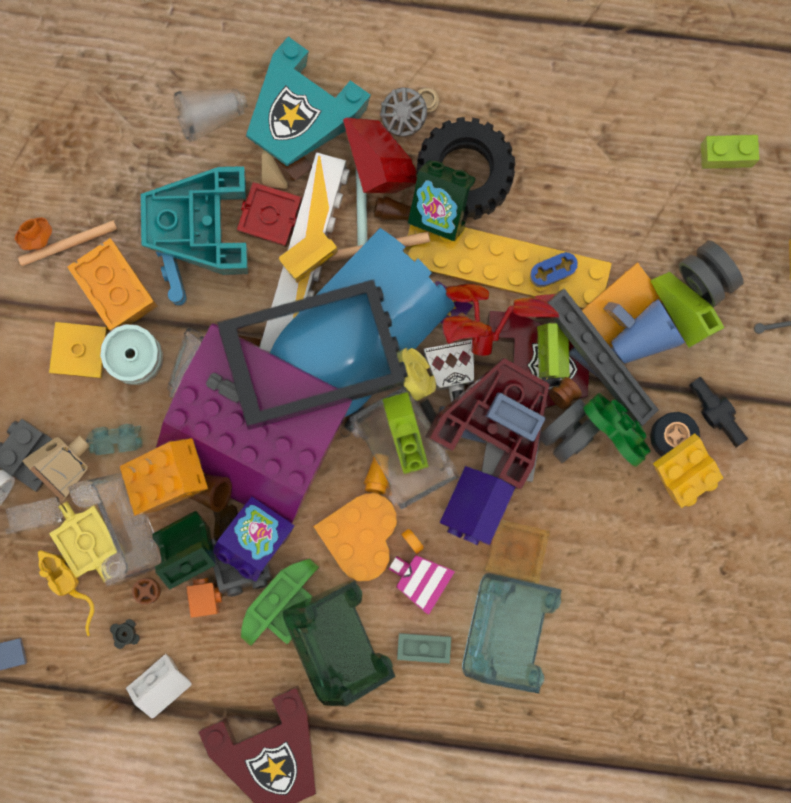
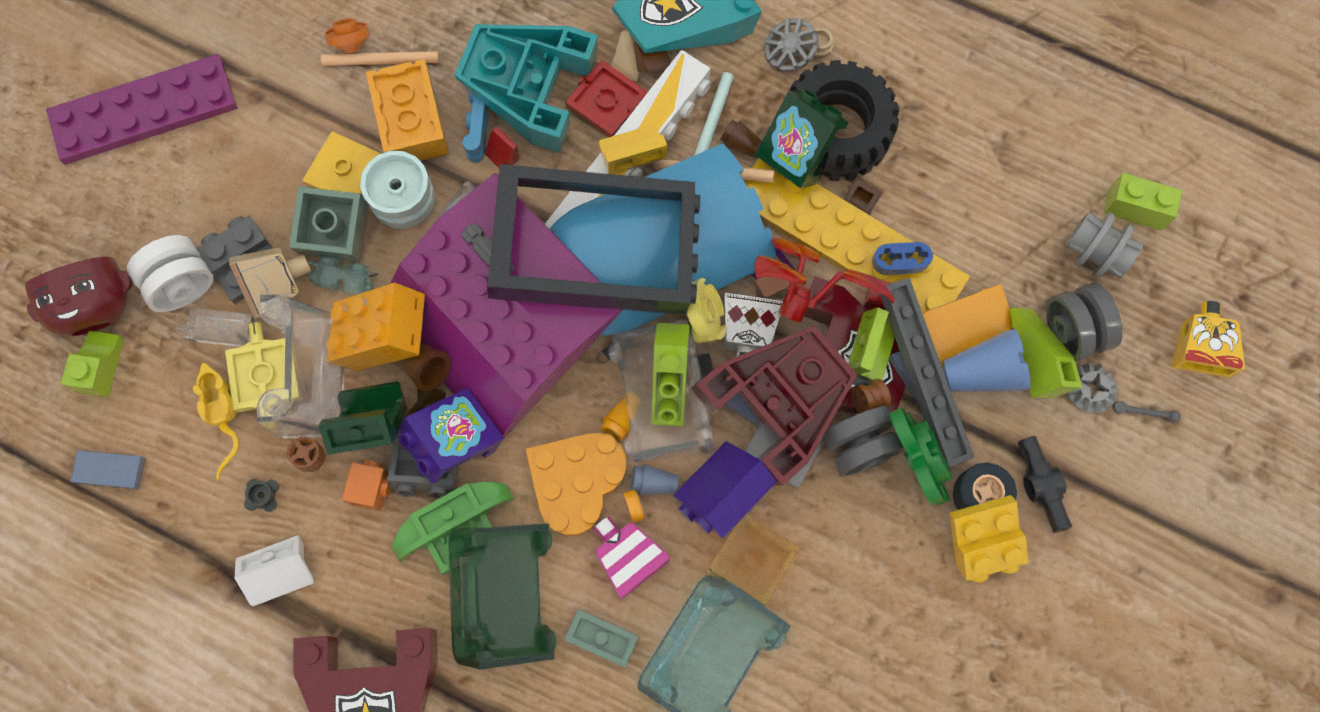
camera: 15 degrees right, 10 degrees down
(88, 404) = (328, 223): none -> sand green brick
(200, 289) = (501, 148): none -> red slope
(378, 157) = (747, 79): red slope -> none
(419, 516) = (651, 480): none -> sand blue cone
(505, 222) = (863, 195): none -> reddish brown slope
(515, 417) = (805, 396): sand blue tile -> none
(619, 314) = (962, 332): sand blue tile -> none
(709, 202) = (1104, 245): none -> light grey piece
(742, 312) = (1100, 400): none -> light grey gear

